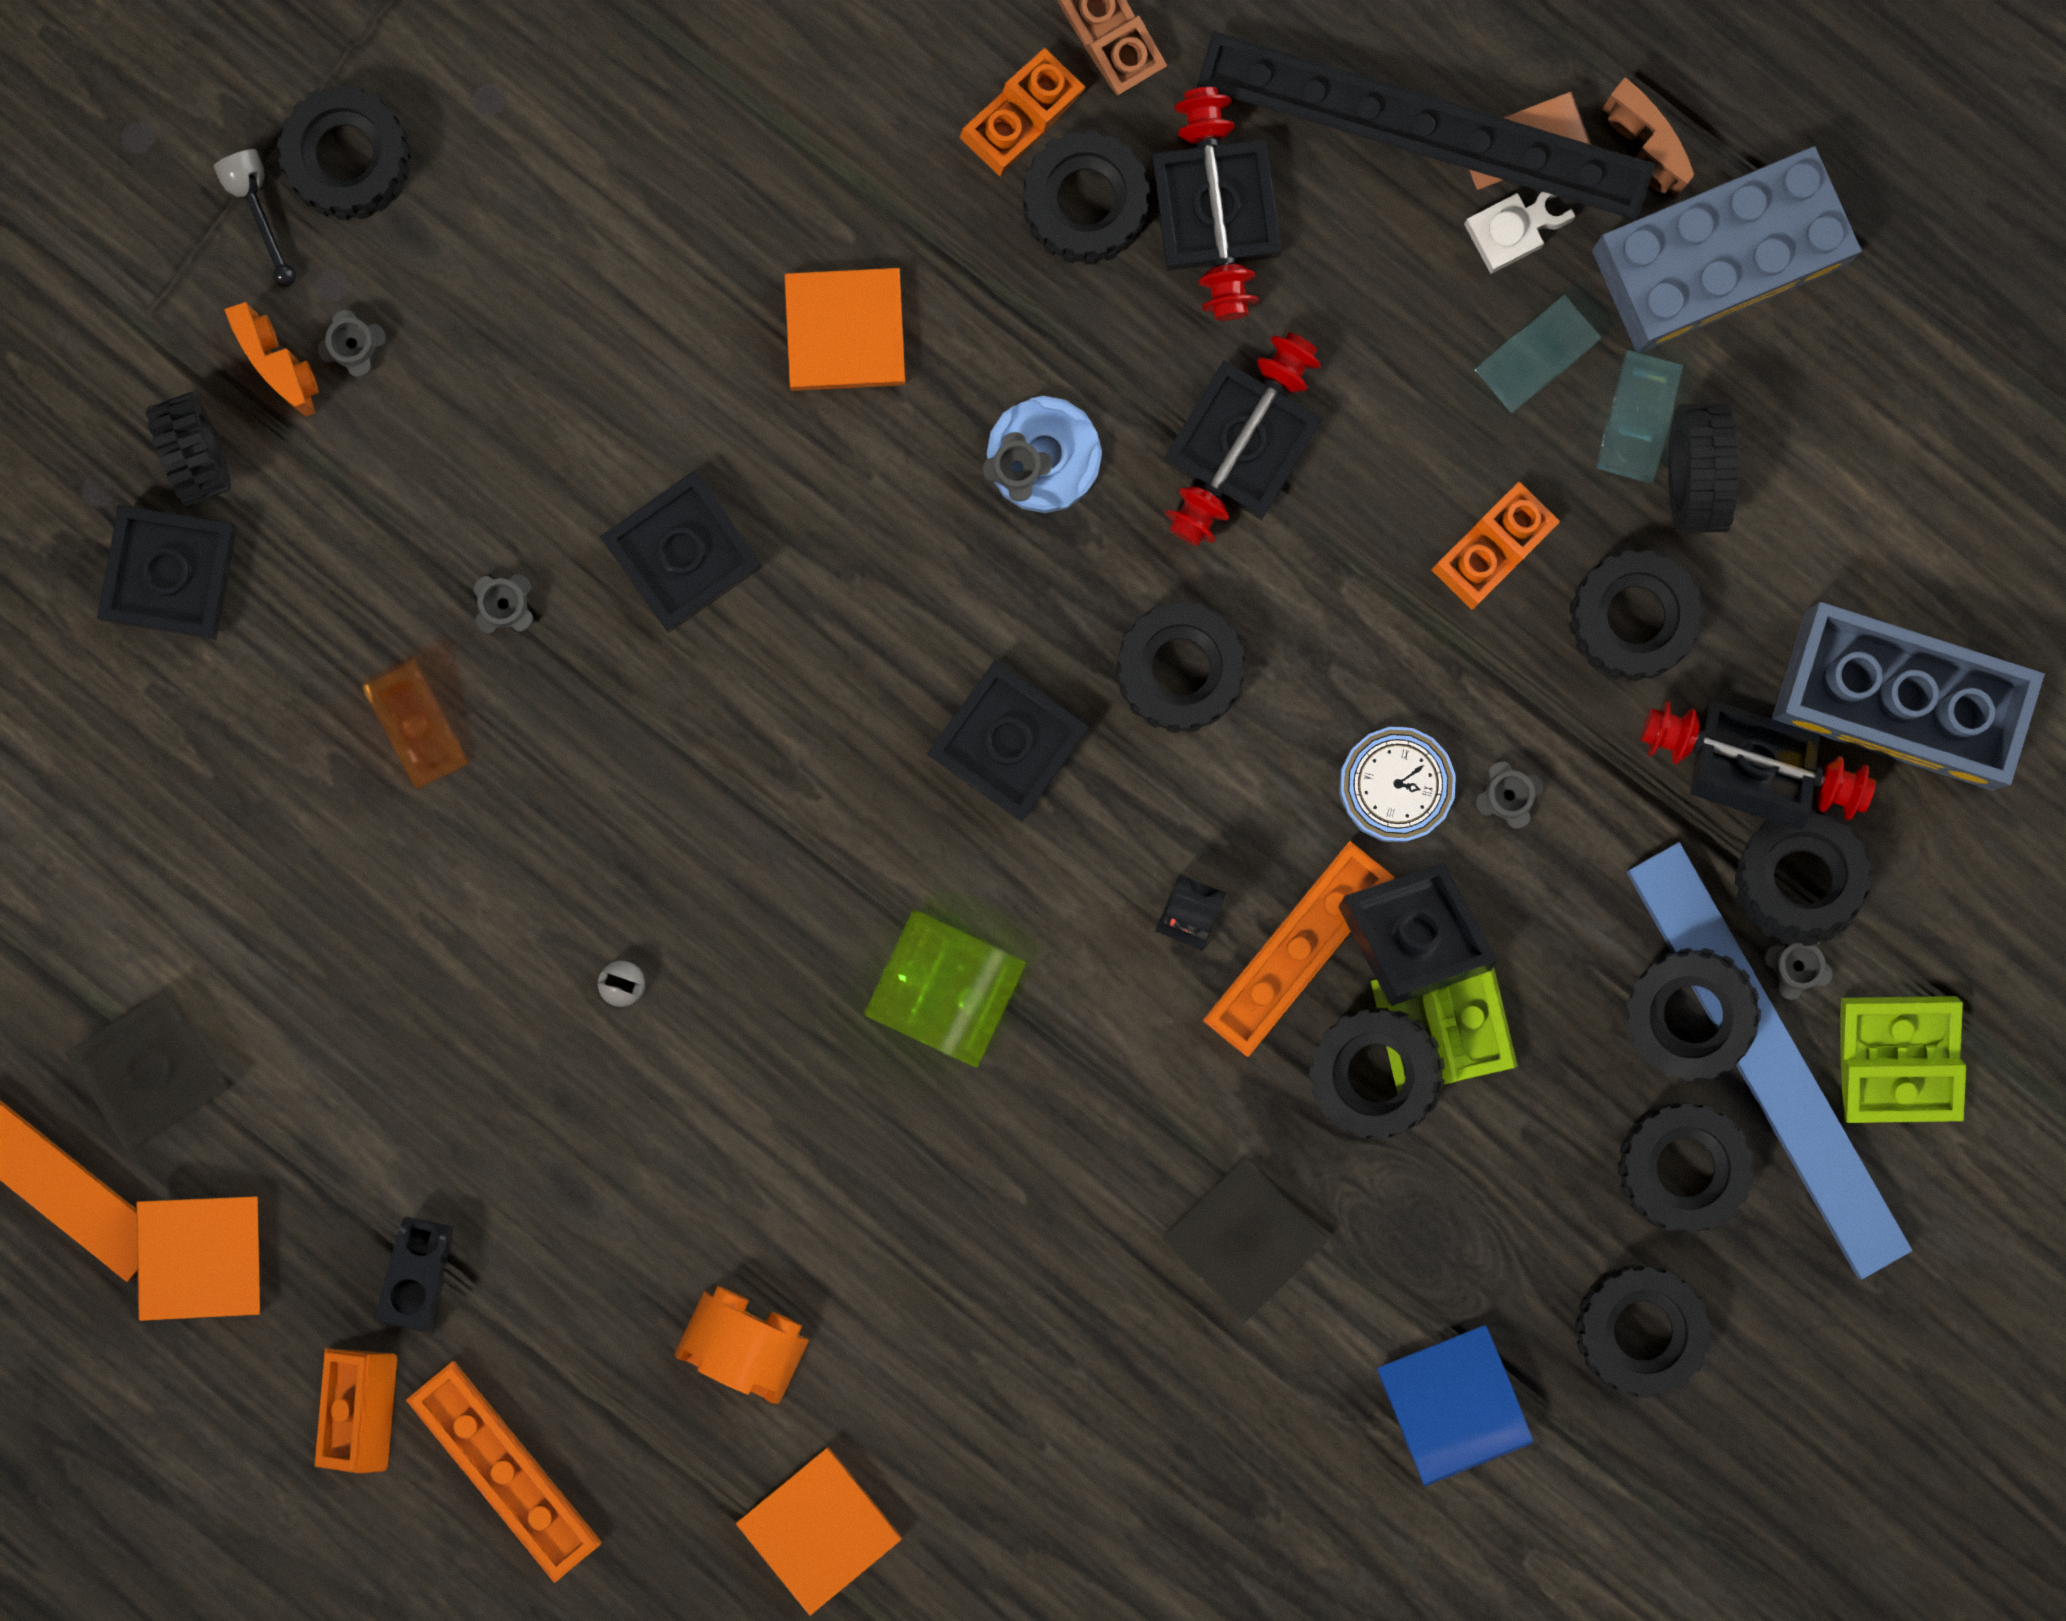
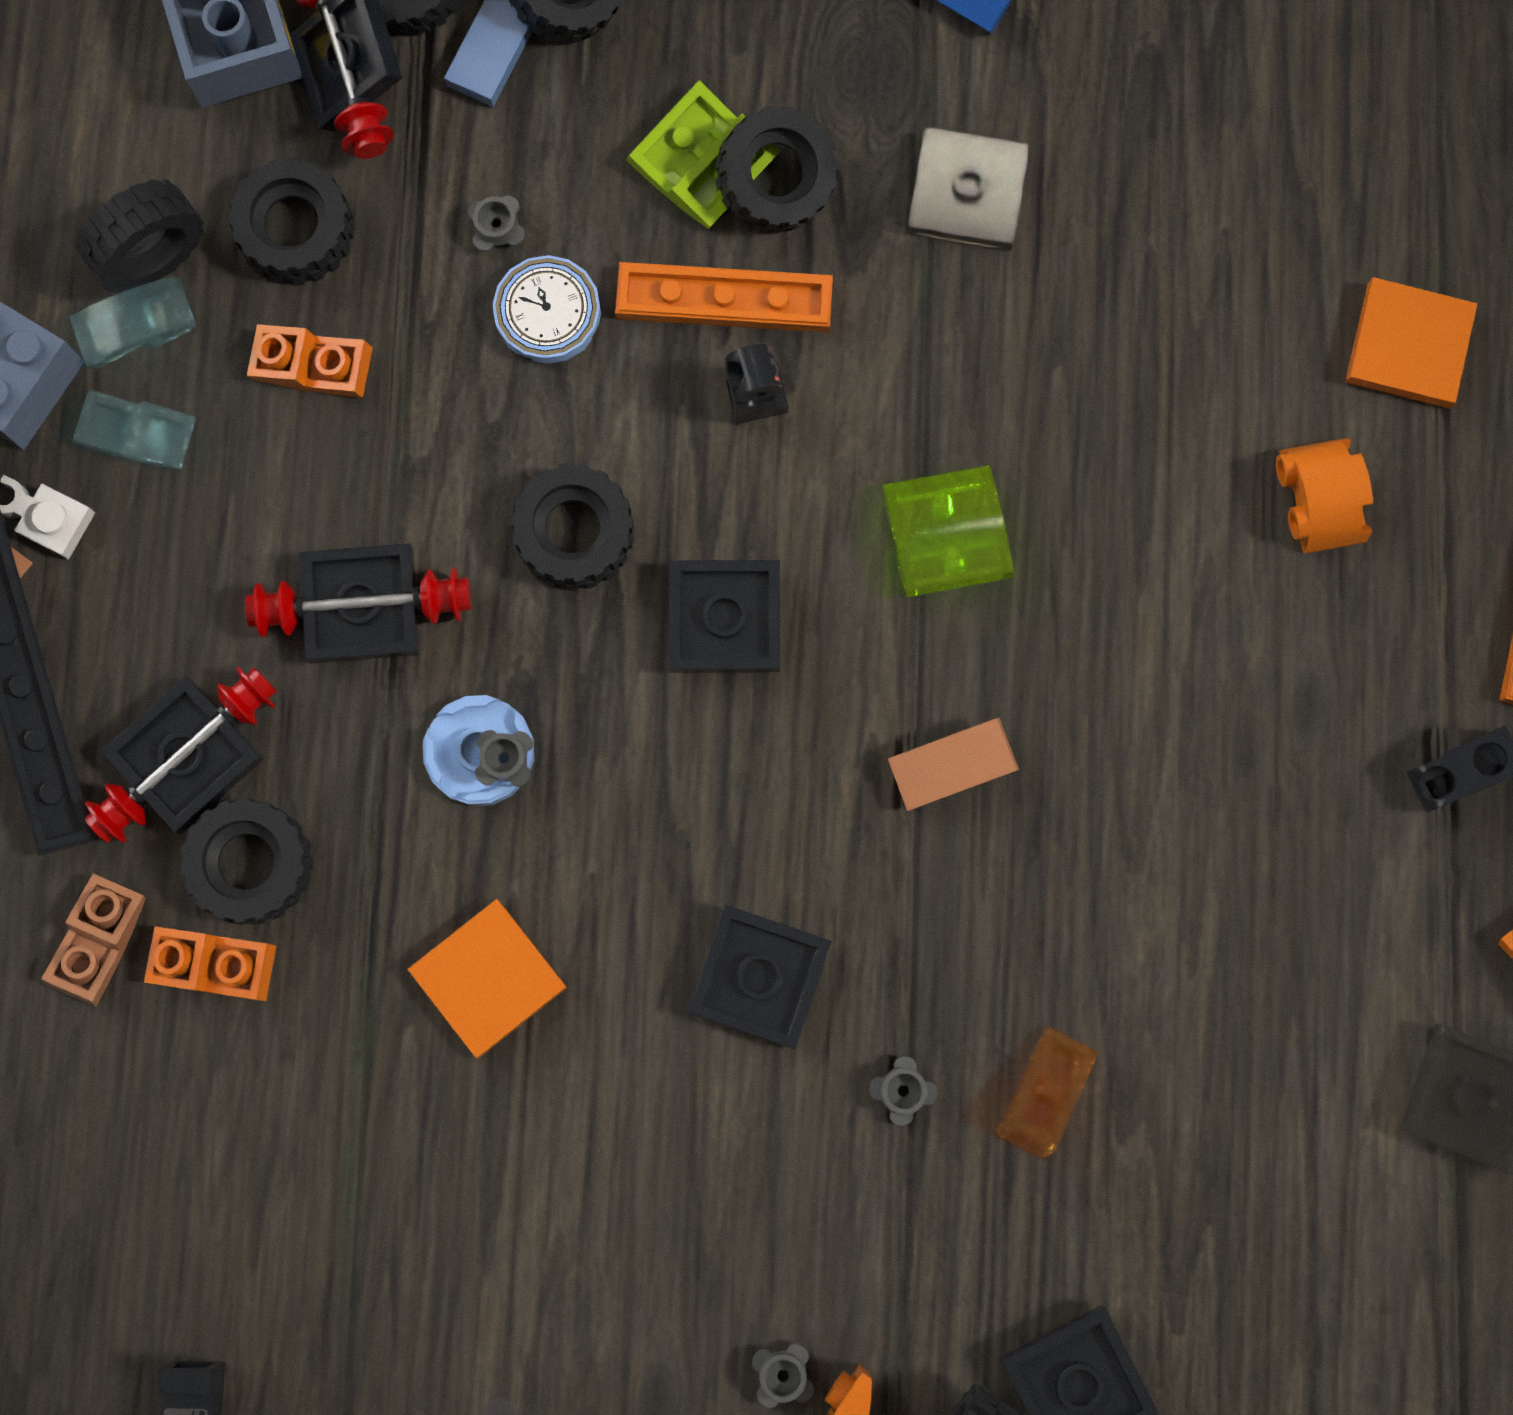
camera: 125 degrees left, 5 degrees down
(615, 995) = (1116, 782): light grey hinge -> none
(739, 842) = (953, 764): none -> nougat slope
(1417, 933) = (651, 208): black plate -> none

